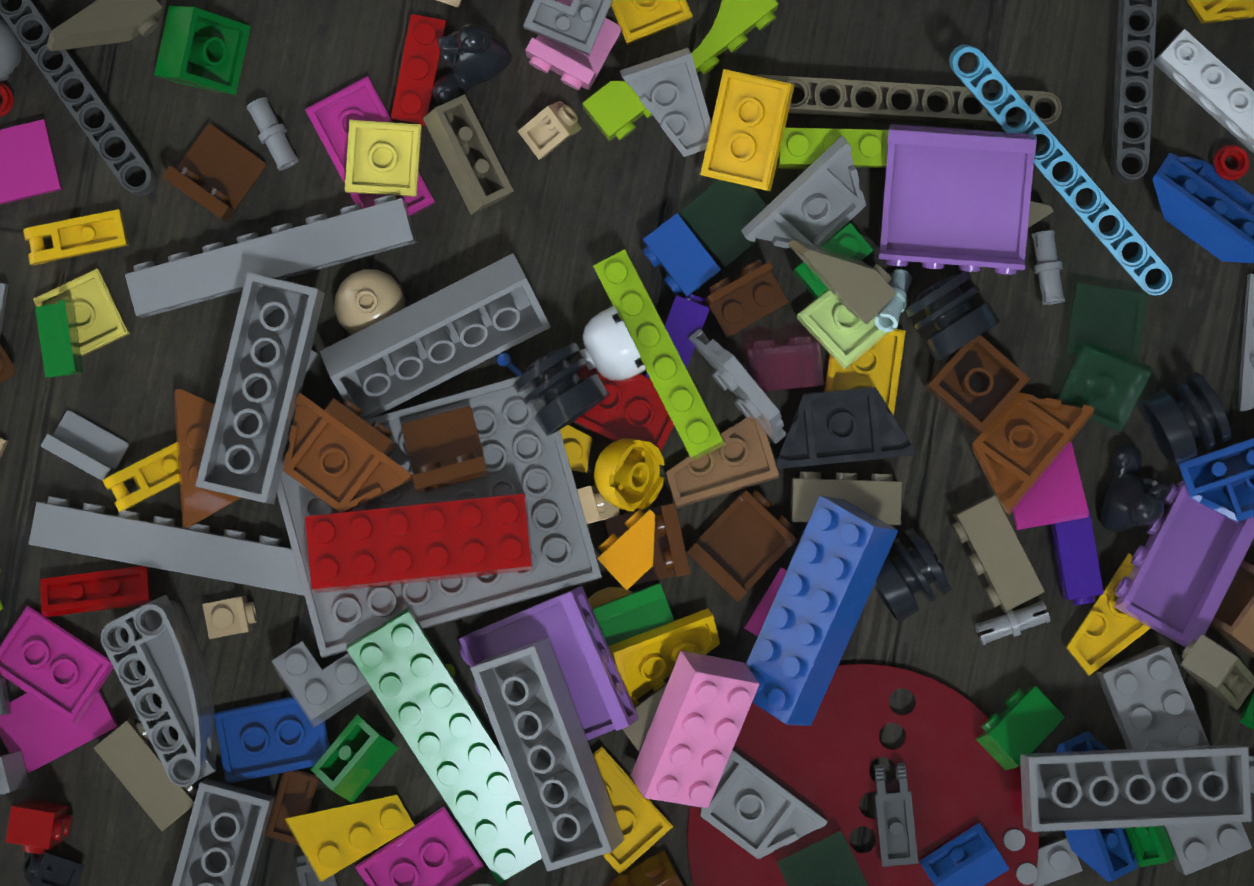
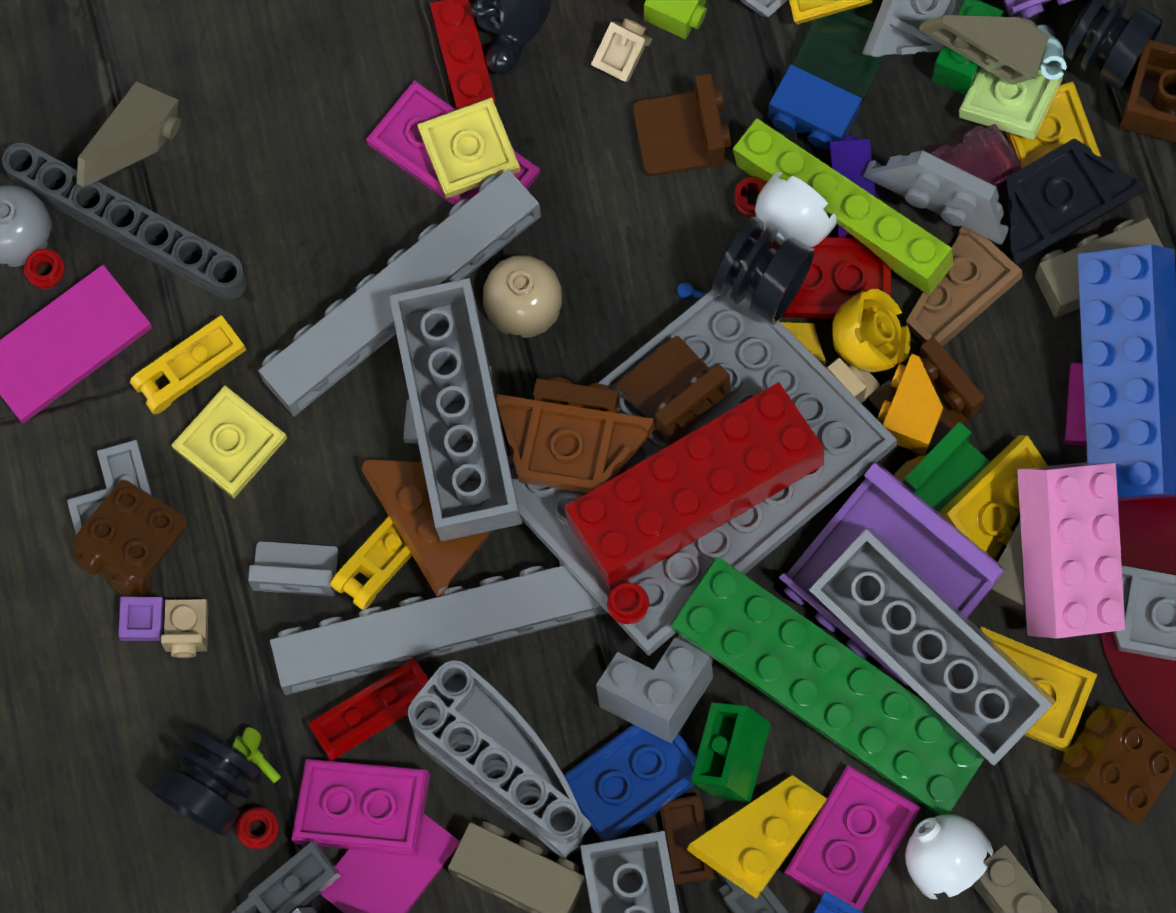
camera: 20 degrees left, 15 degrees down
(59, 339) = (218, 468): green panel -> none
(202, 50) = (234, 126): green slope -> none
(216, 172) = (304, 239): reddish brown bracket -> none
(229, 616) = (527, 673): tan bracket -> none
(272, 133) = (344, 176): light grey pin -> none
(322, 613) = (628, 603): none -> red plate
(435, 338) = (611, 284): light grey brick -> none
(467, 154) = (553, 104): dark tan brick -> none
(563, 223) = (682, 130): none -> reddish brown bracket
(584, 308) = (744, 186): none -> red bush
(742, 544) = (1021, 356): reddish brown panel -> none
(746, 299) = (899, 116): reddish brown bracket -> none

